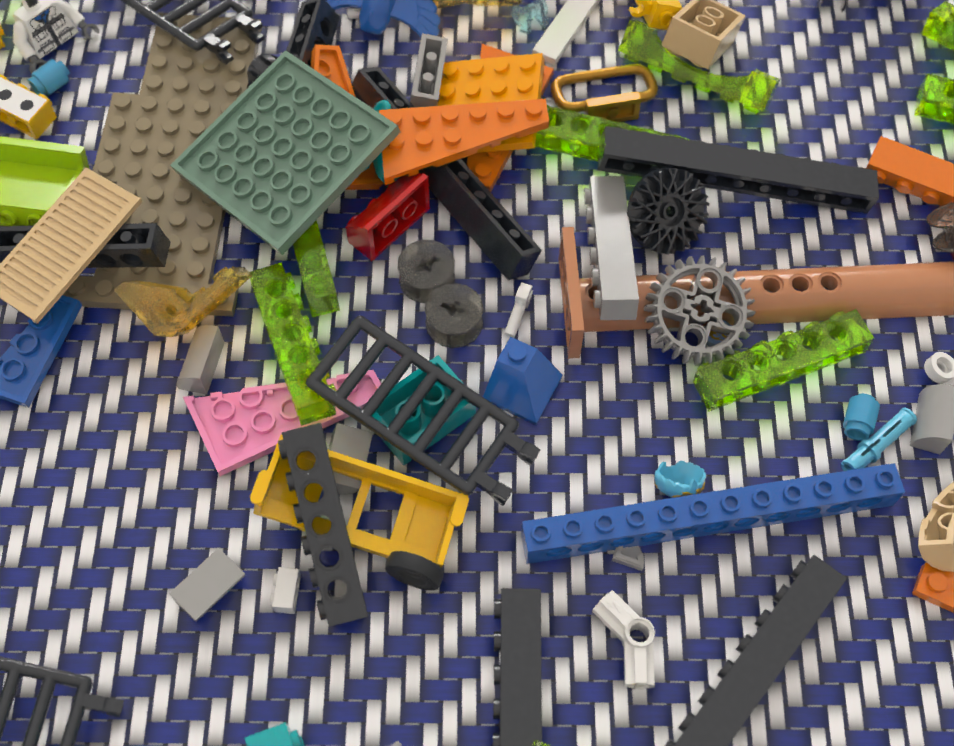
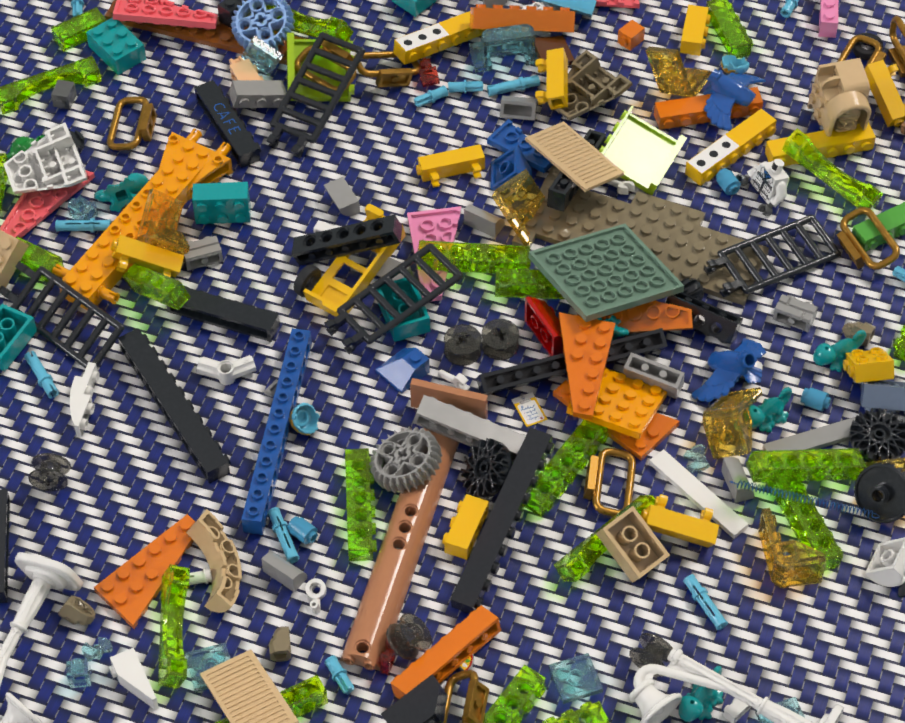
camera: 110 degrees right, 10 degrees down
(88, 352) = (508, 166): none -> blue slope
(89, 441) = (451, 163): none -> yellow brick
(529, 209) = (529, 409): none -> white sticker
(753, 221) = (465, 526): none -> yellow brick
(897, 57) = (575, 678): none -> clear light blue plate

